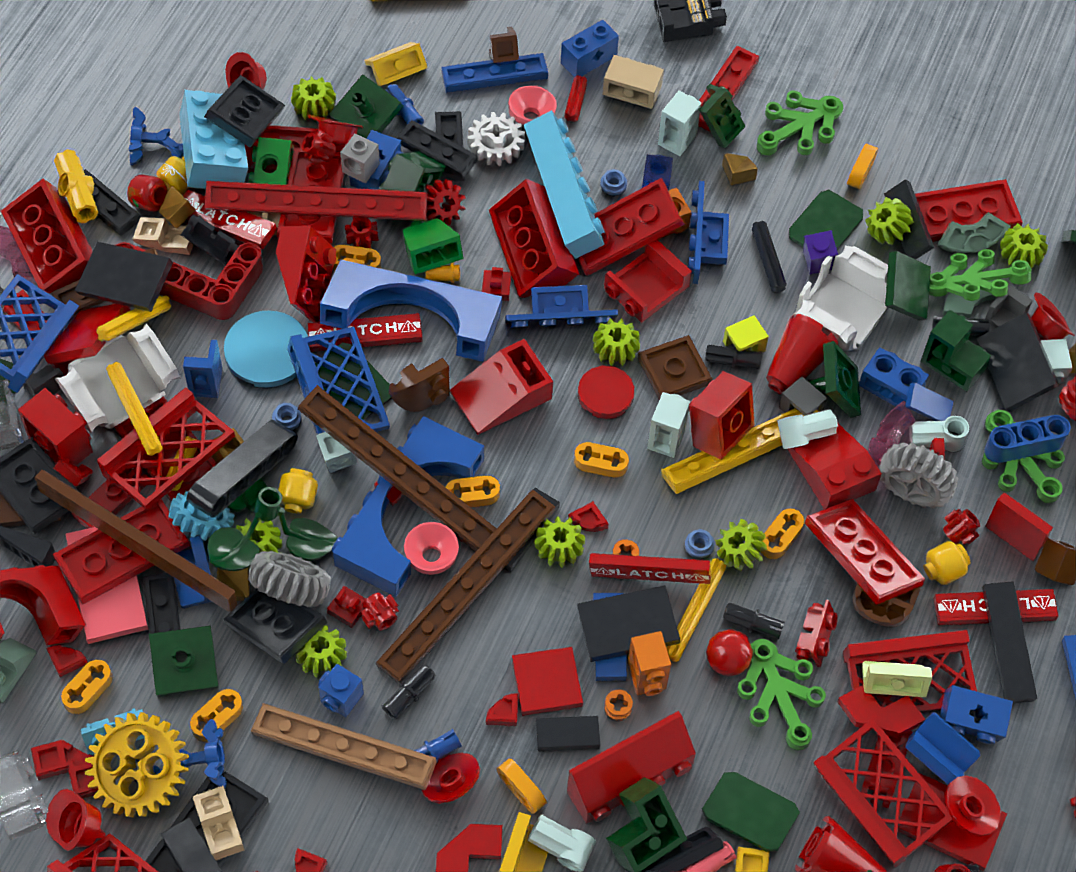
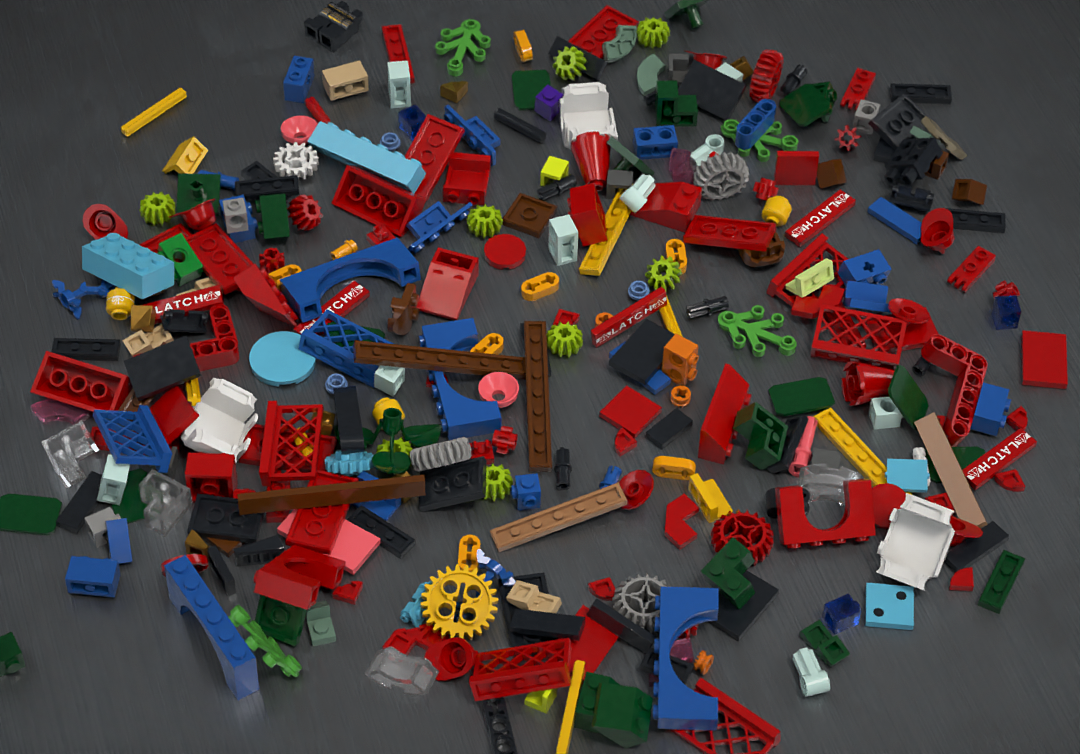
camera: 40 degrees left, 10 degrees down
(76, 186) = (67, 345): yellow piece -> none
(86, 686) = (374, 595): light orange beam -> none
(134, 408) = (252, 430): yellow axle -> none
(147, 192) = (113, 323): red head -> none
(183, 660) = (421, 541): dark green tile -> none
(204, 374) = (267, 388): blue panel -> none
(244, 111) = (133, 234): black tile -> none
(316, 200) = (231, 256): red tile -> none
(318, 147) = (201, 226): red gear -> none
(431, 245) = (324, 238): green torso -> none
(490, 74) = (251, 128): blue tile -> none
(504, 46) = (248, 107): reddish brown panel -> none
(569, 846) = (729, 476): light aqua piece -> none
(722, 115) = (419, 64): dark green bracket -> none
(729, 652) = (712, 329): red hair -> none
(821, 622) = (741, 283): red hinge -> none
(907, 286) = (616, 88): dark green tile -> none
(928, 403) = (686, 140): piece -> none
(975, 279) = (628, 79): bright green plant -> none
(1009, 642) = (843, 226): black tile -> none

